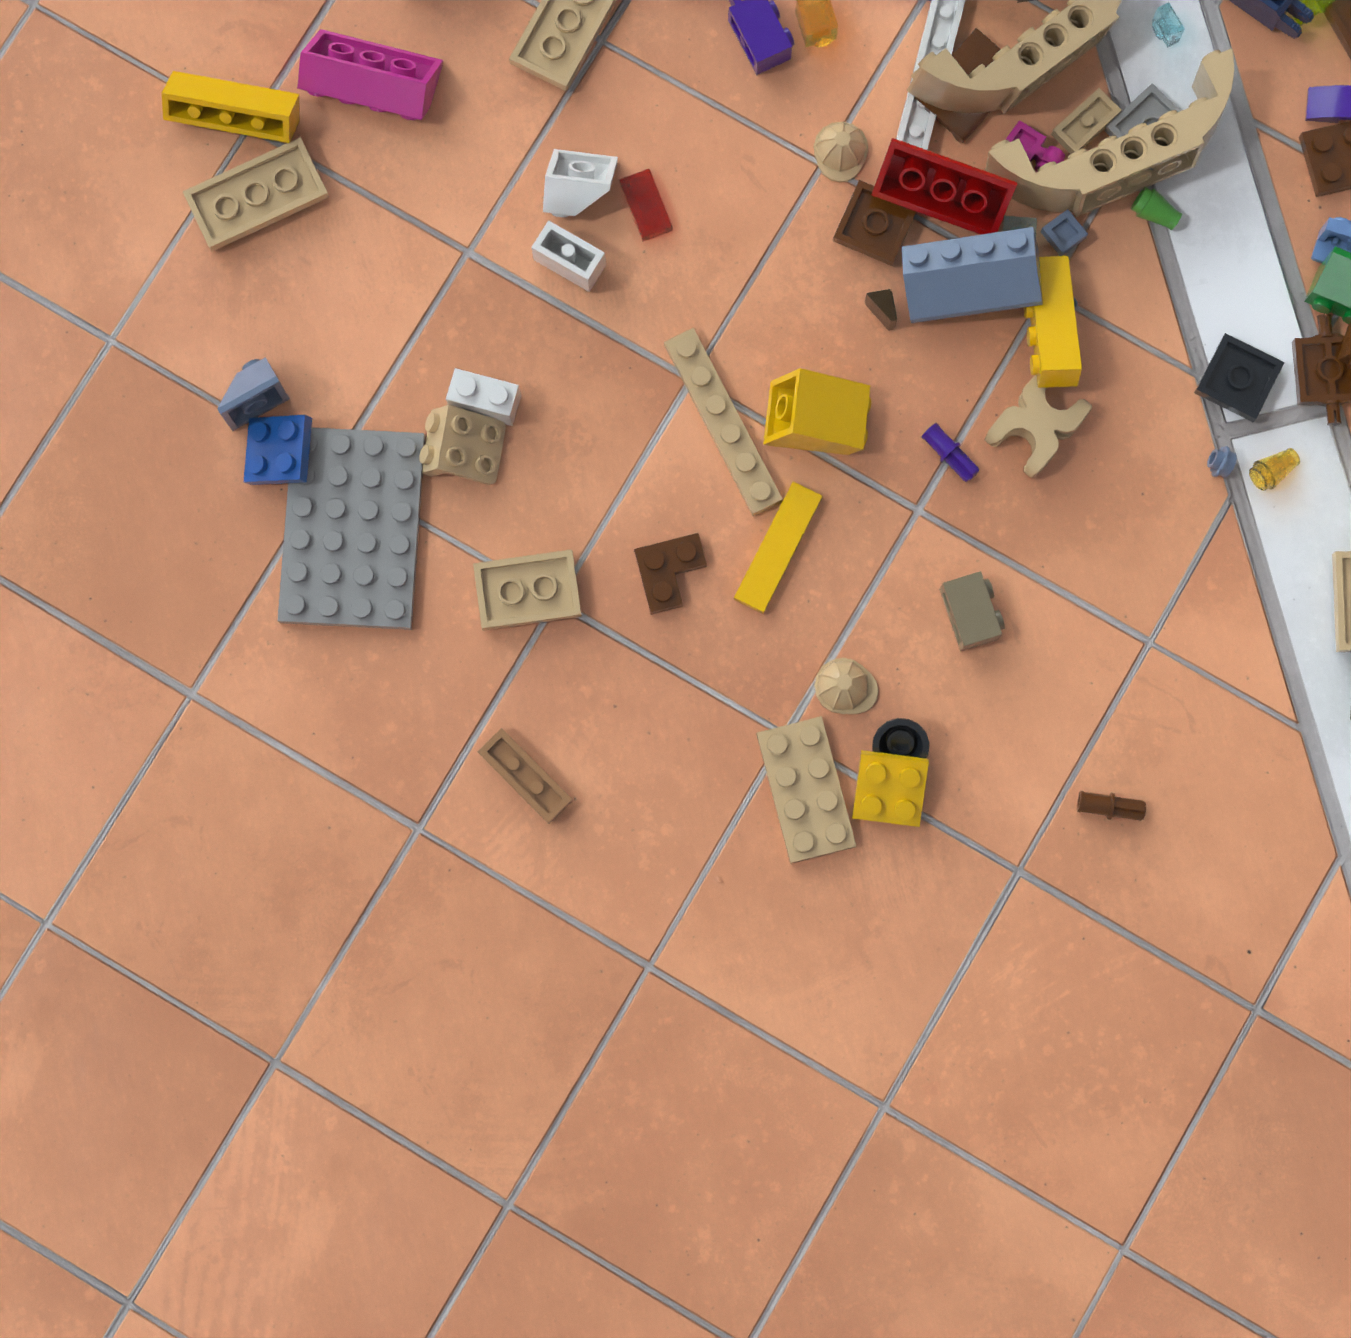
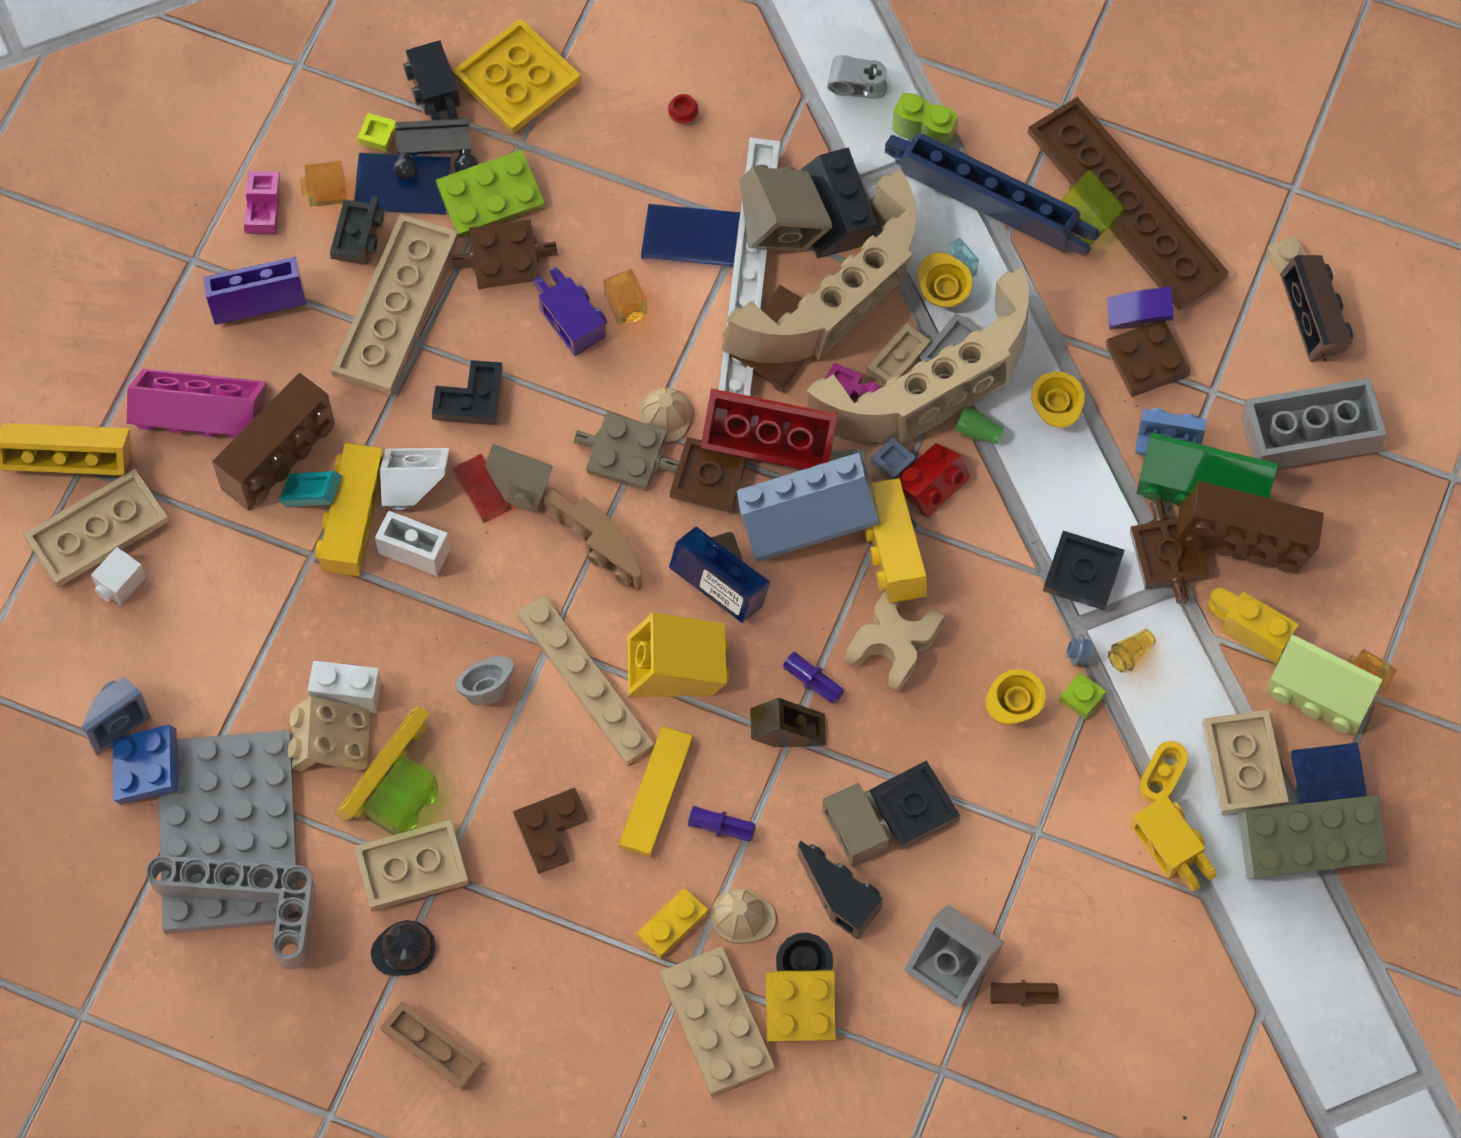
camera: 10 degrees left, 15 degrees down
(271, 250) = (117, 577): none -> white brick
(363, 595) = (246, 890): none -> light grey beam
(443, 129) = (274, 442): none -> reddish brown brick
(473, 183) = (310, 488): none -> teal tile
(510, 672) = (403, 949): none -> black piece
(511, 211) = (352, 510): none -> yellow brick
(521, 472) = (410, 728): none -> yellow plate
(526, 519) = (401, 797): none -> clear neon green brick
(624, 409) = (486, 680): none -> light grey piece
(648, 113) = (475, 403): none -> black plate
(683, 200) = (518, 477): none -> dark tan slope
(762, 282) = (604, 542): none -> medium nougat slope
(776, 684) = (672, 923): none -> yellow plate
(796, 186) = (626, 451): none -> dark tan plate
(838, 591) = (721, 824): none -> dark purple axle
(871, 332) = (719, 574): none -> clear blue brick
(917, 498) = (787, 724): none -> dark brown slope
(947, 684) = (842, 896): none -> black slope
(1032, 598) = (914, 804): none -> black plate
(1048, 759) = (953, 955): none -> light grey slope
(1102, 257) = (934, 478): none -> red bracket
(1145, 46) = (944, 280): none -> yellow piece
(1150, 503) = (1015, 697): none -> yellow piece
(1217, 508) = (1082, 696): none -> lime plate
(1242, 192) = (1058, 399): none -> yellow piece
(1283, 674) = (1172, 841): none -> yellow hinge
(1284, 602) = (1162, 774): none -> yellow plate

